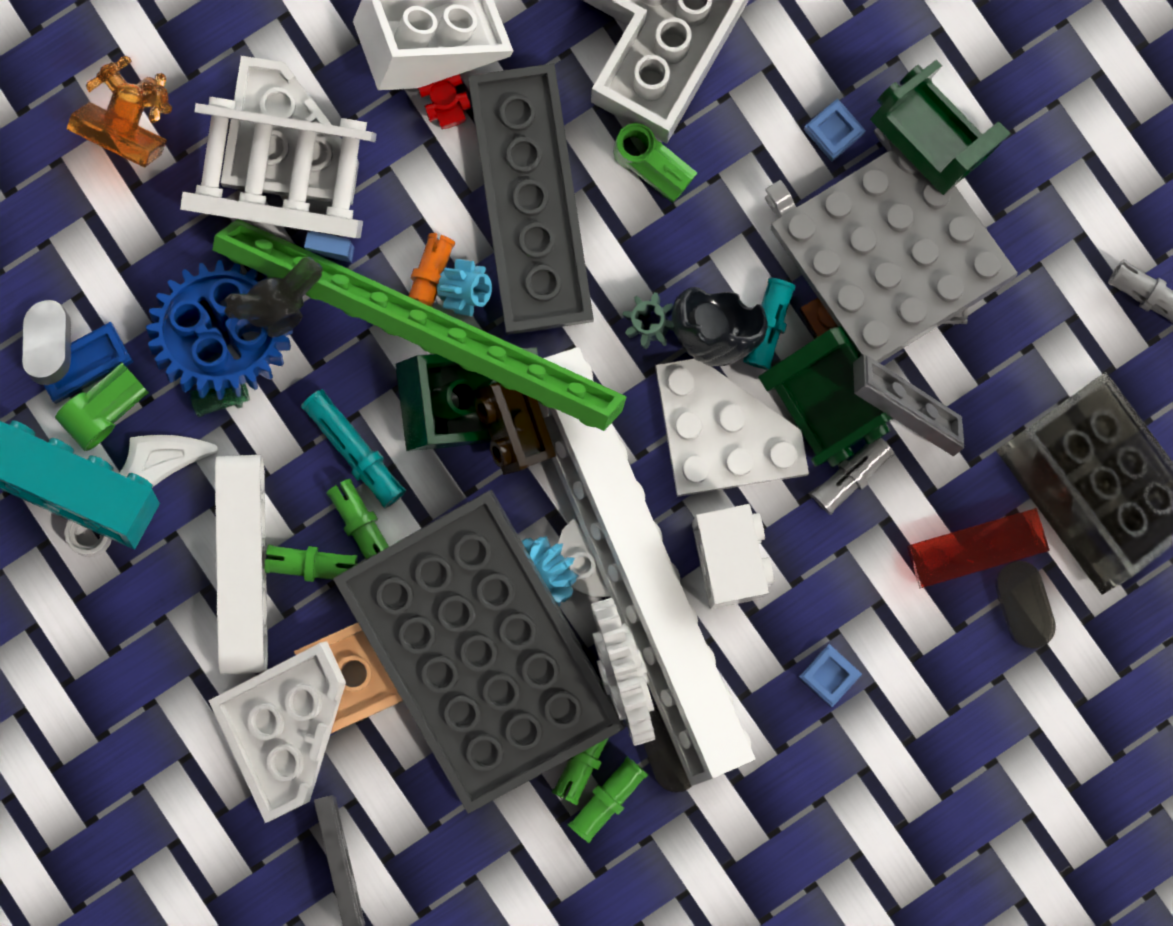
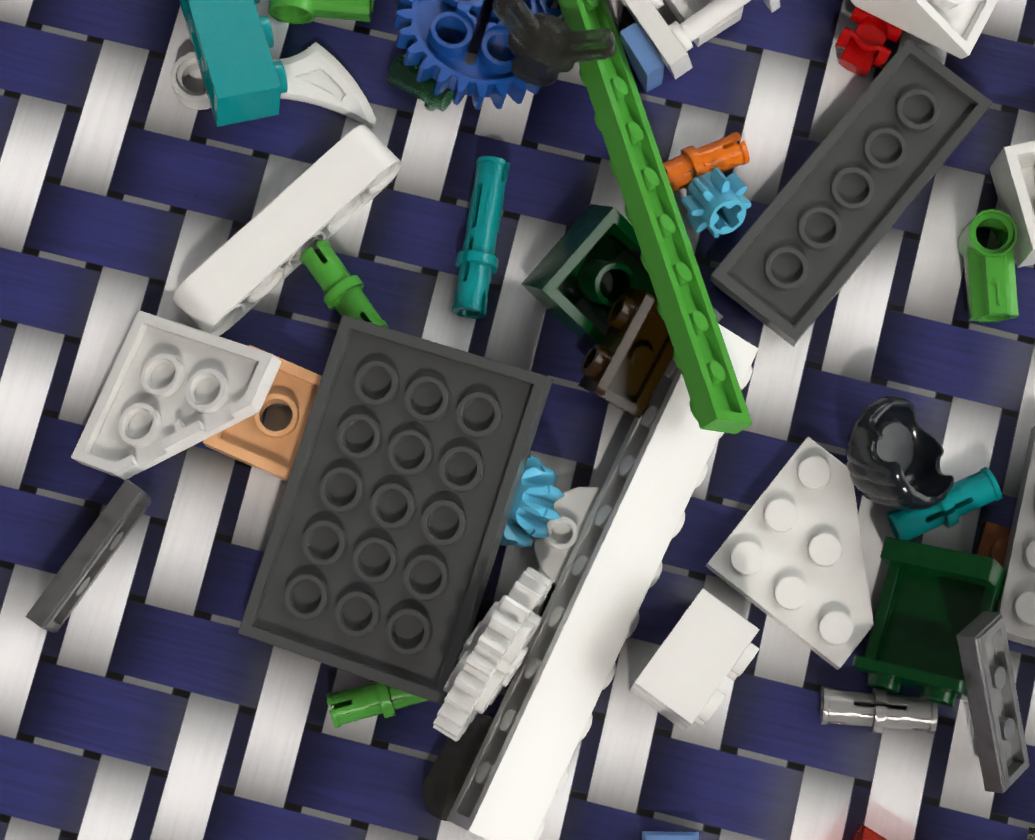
camera: 55 degrees right, 5 degrees down
(358, 520) = (420, 299): bright green pin -> none
(608, 799) = (365, 752): bright green pin -> none
(644, 310) = (848, 381): sand green gear -> none

